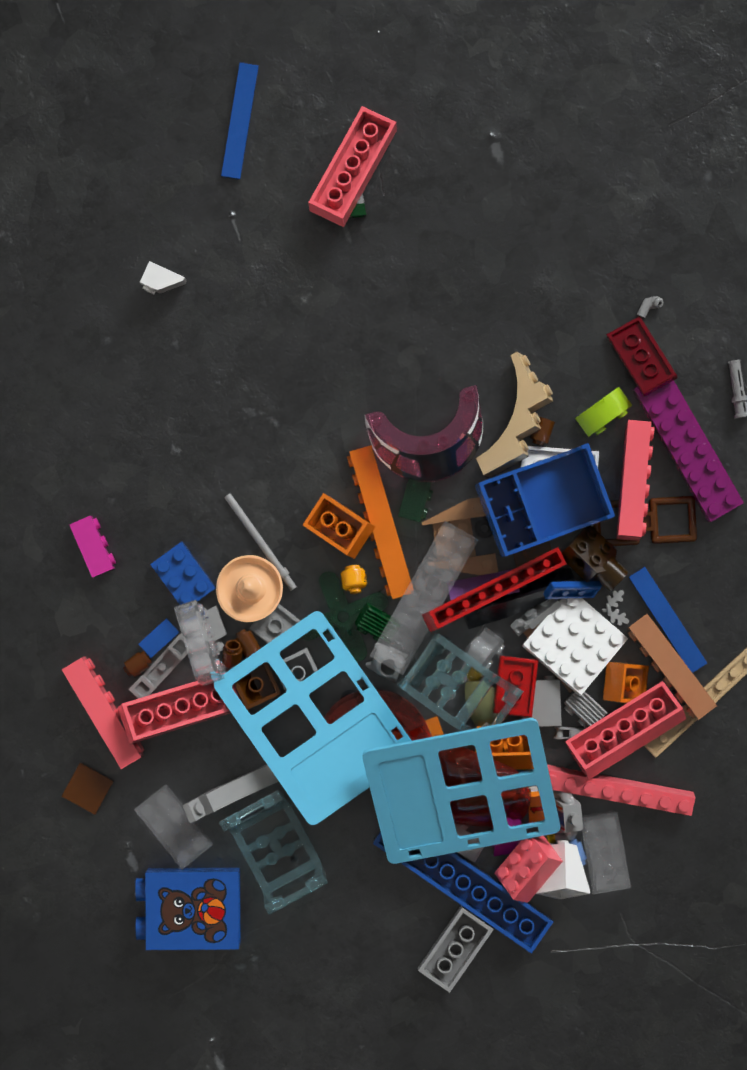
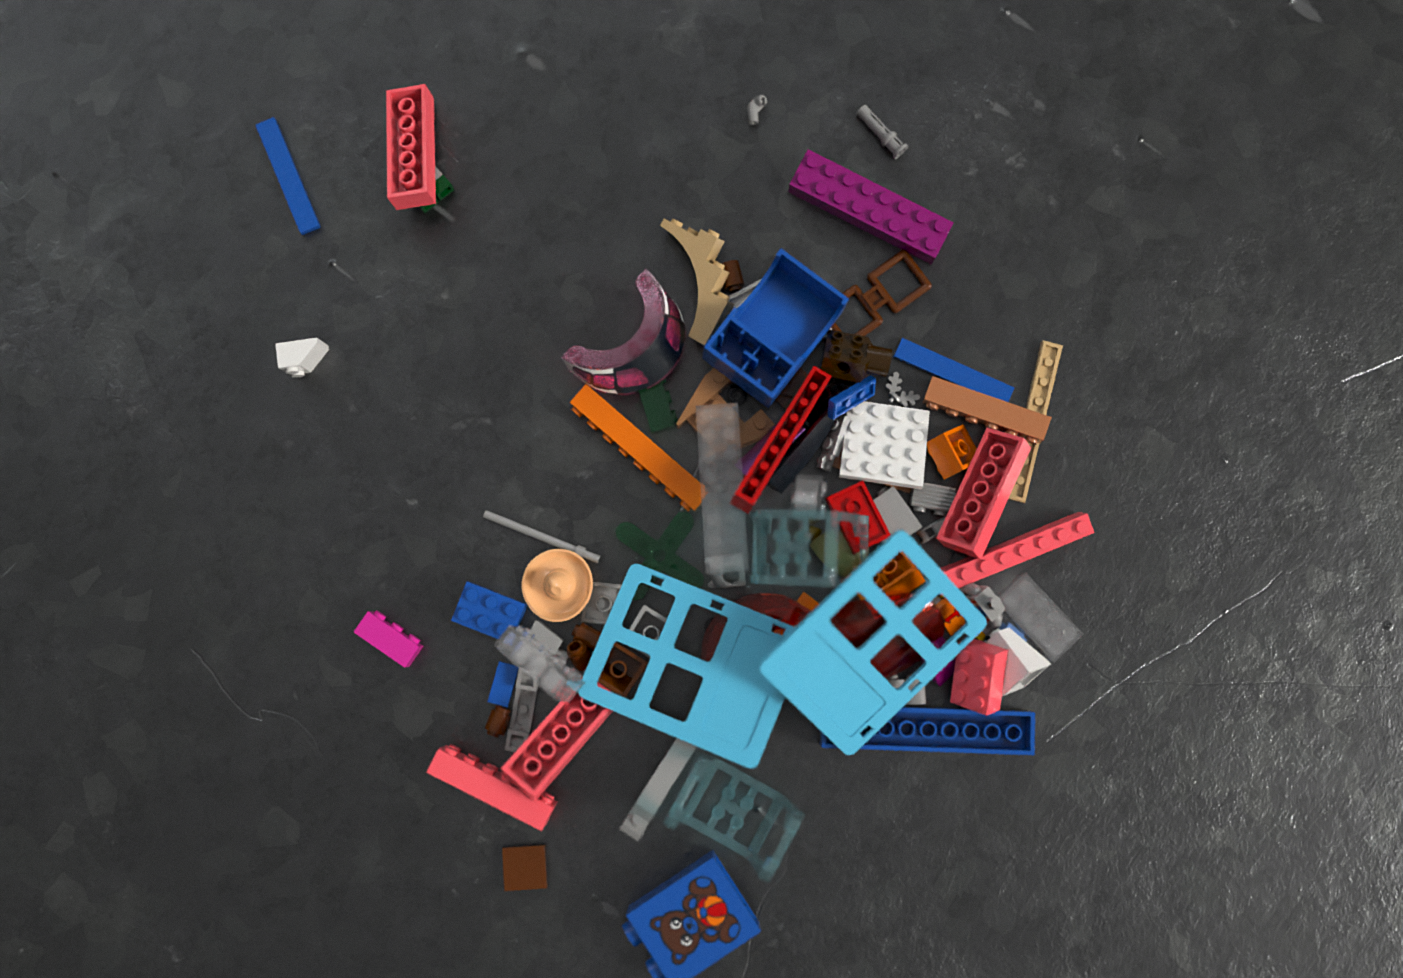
camera: 35 degrees left, 5 degrees down
(170, 825) = (621, 854): clear brick -> none
(338, 526) = (602, 474): orange brick -> none
(353, 579) = (647, 515): light orange head -> none
(372, 621) = (688, 542): dark green brick -> none
(455, 948) = (960, 797): light grey brick -> none
(604, 411) = (773, 229): lime brick -> none
(633, 480) = (843, 263): coral brick -> none
(642, 356) = (778, 153): dark red tile -> none

